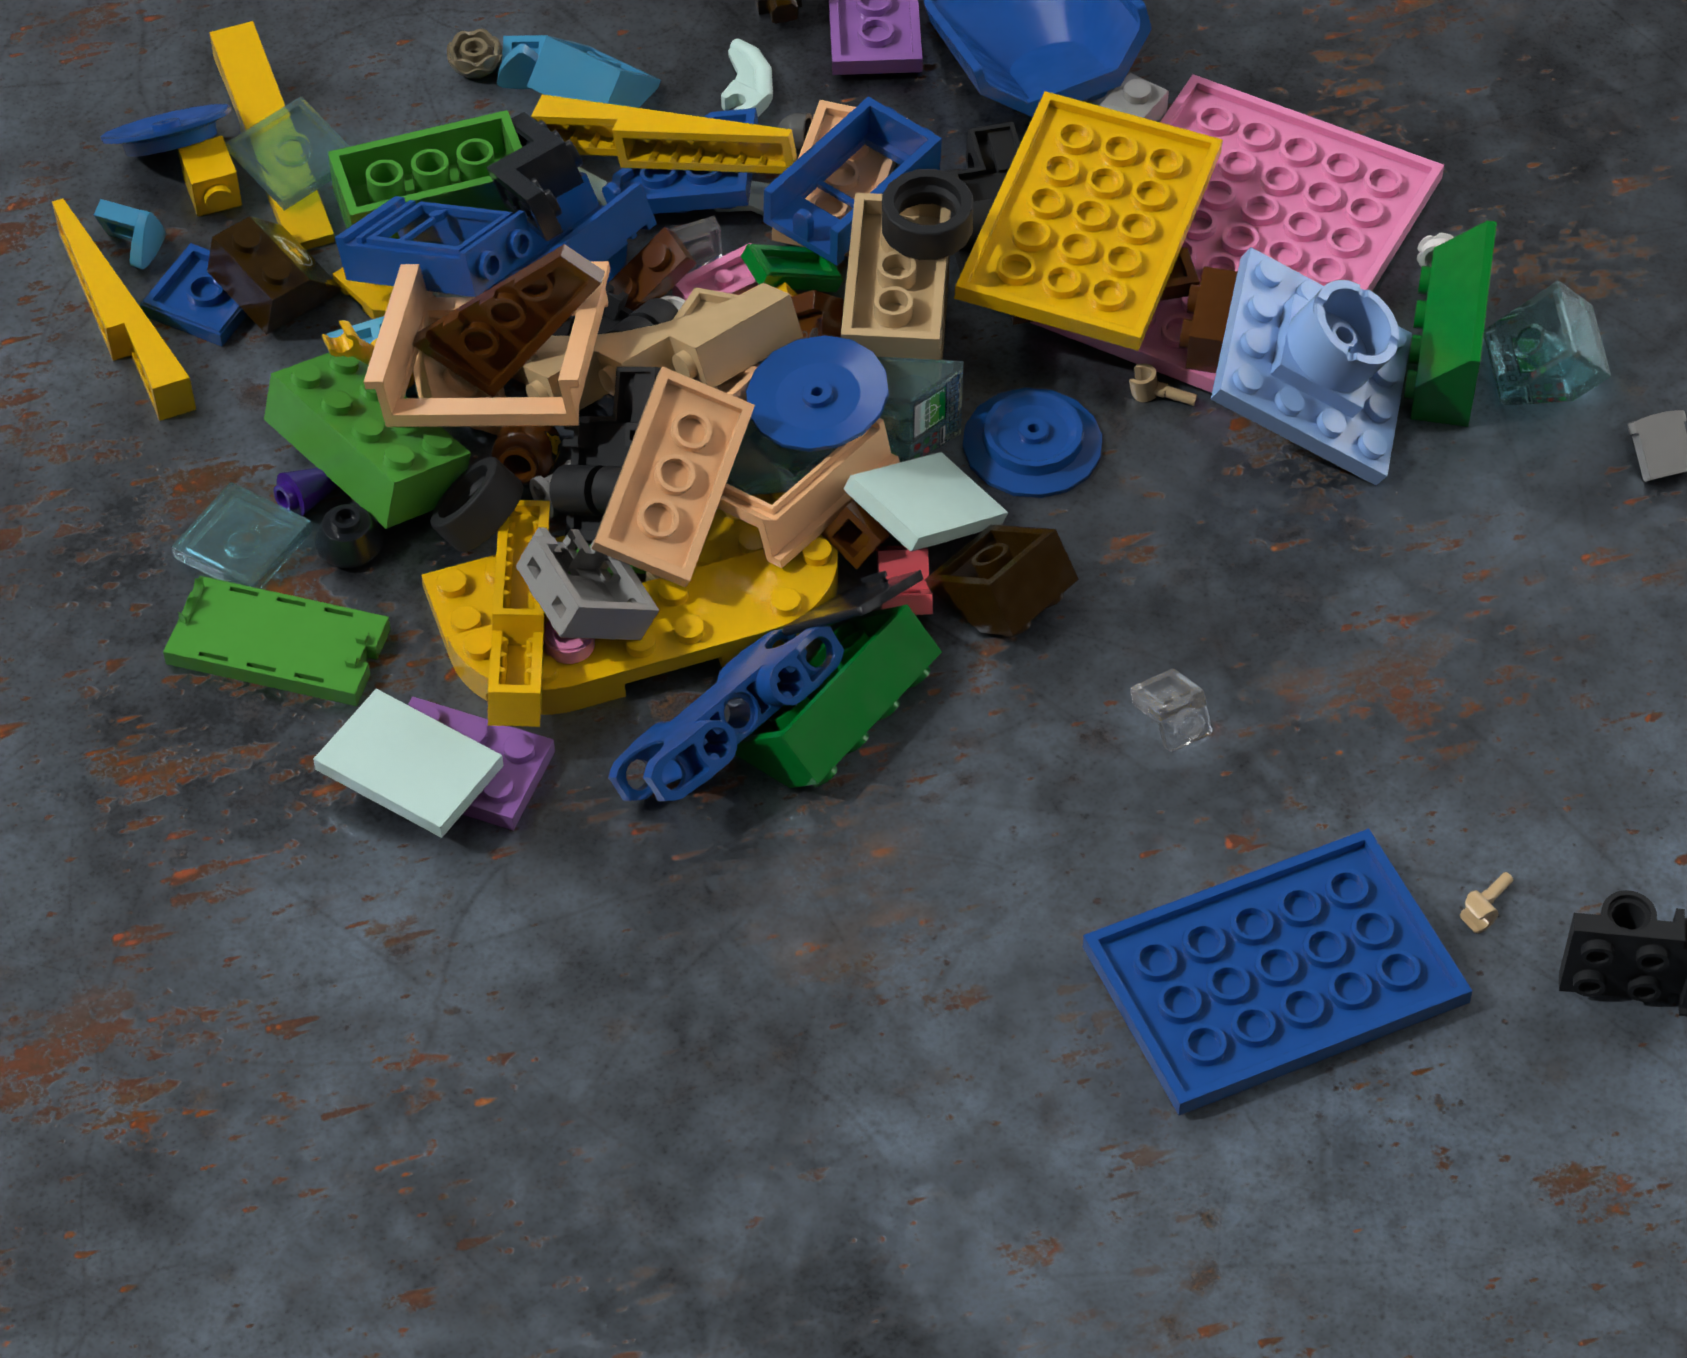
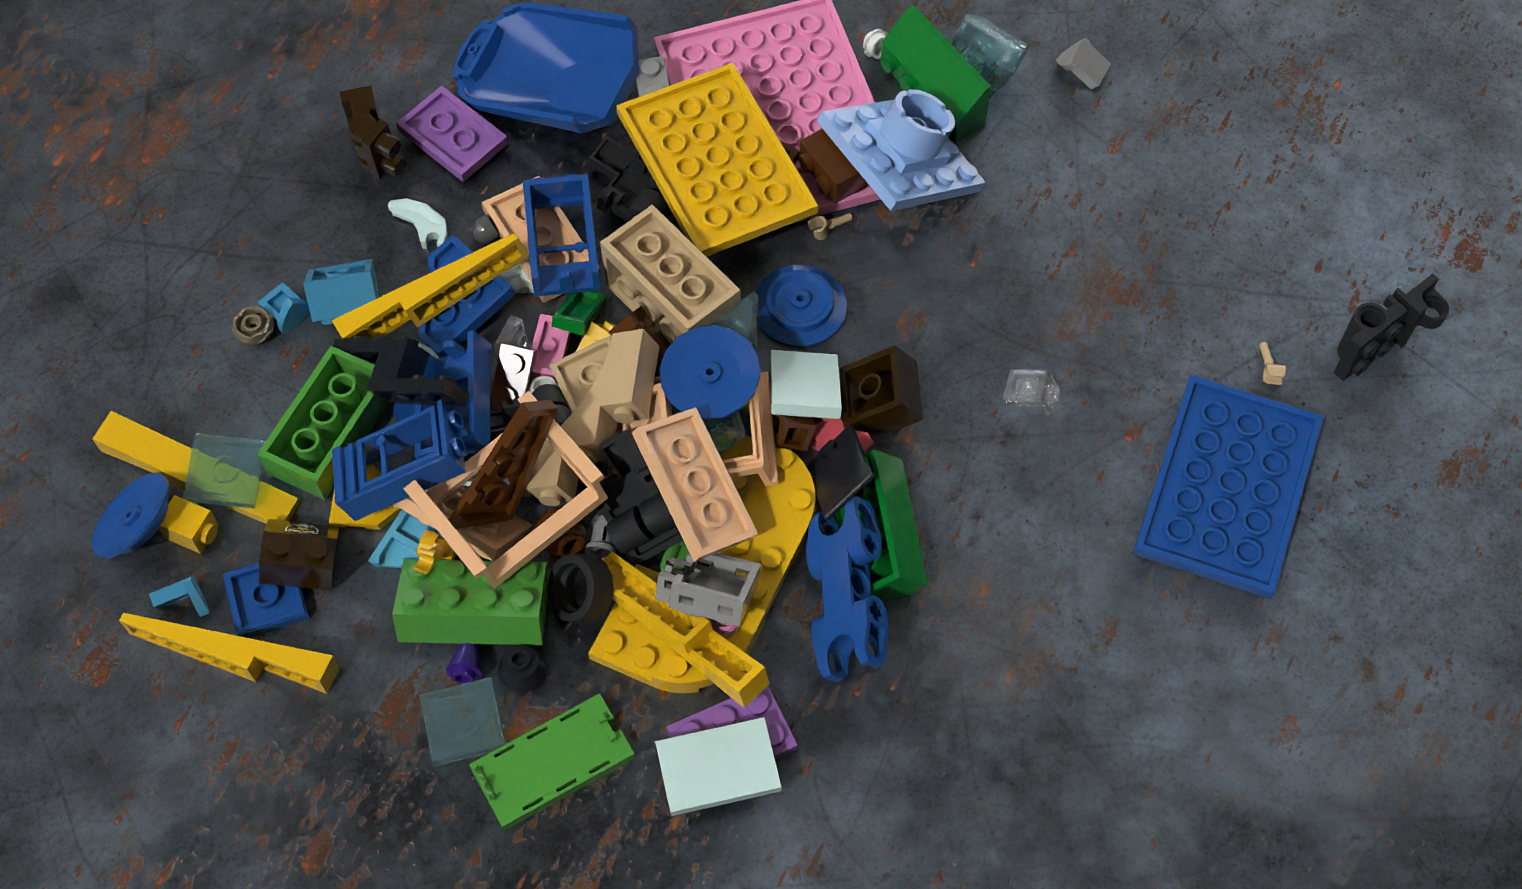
camera: 45 degrees left, 10 degrees up
(927, 187) = (660, 203): black tyre -> none

